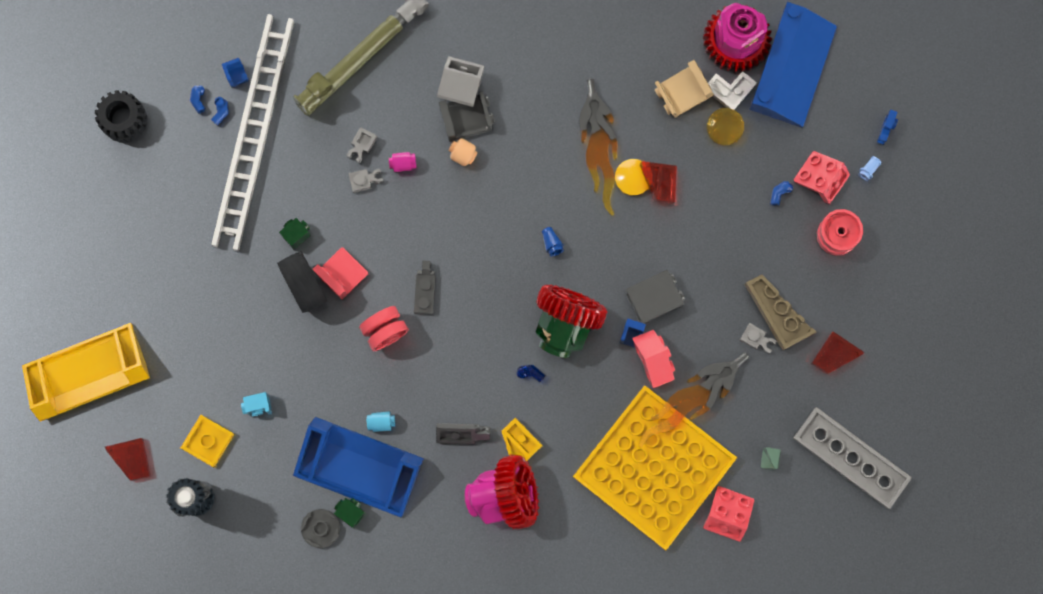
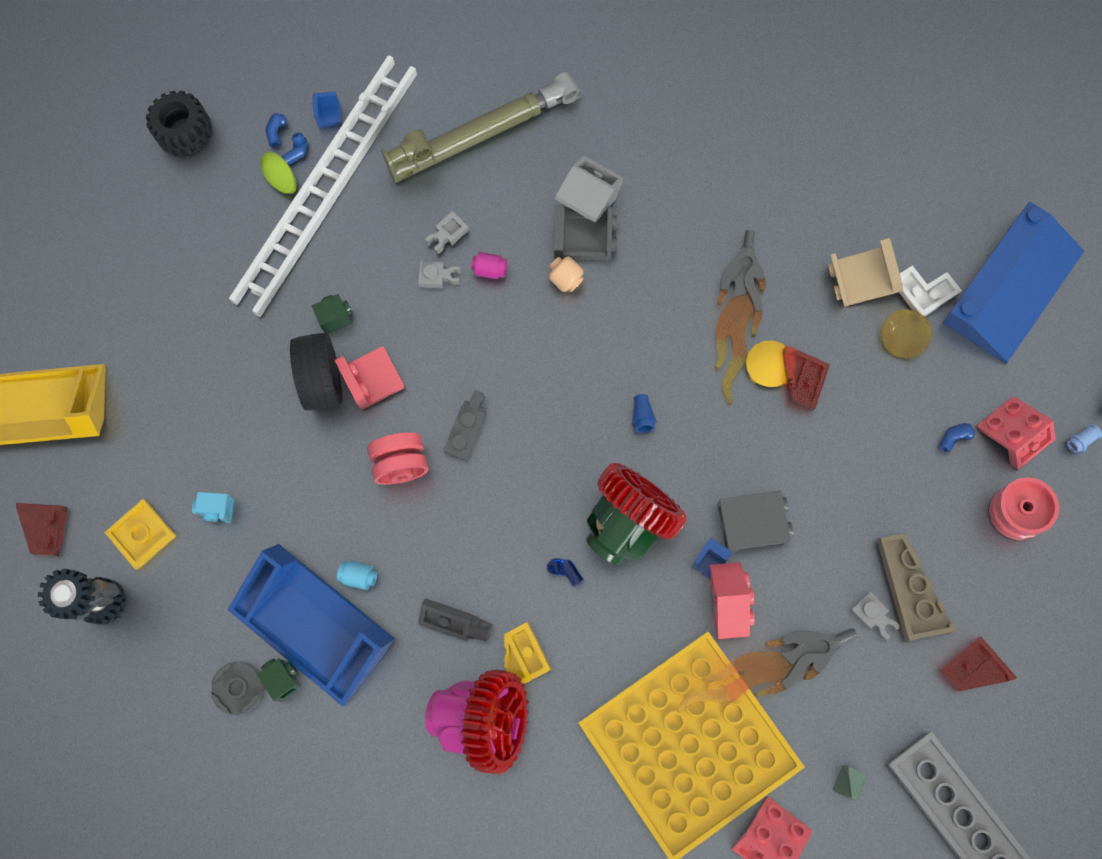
camera: 25 degrees right, 5 degrees down
(213, 134) = (278, 173): none -> lime arm
(736, 36) = (953, 227): dark pink piece -> none

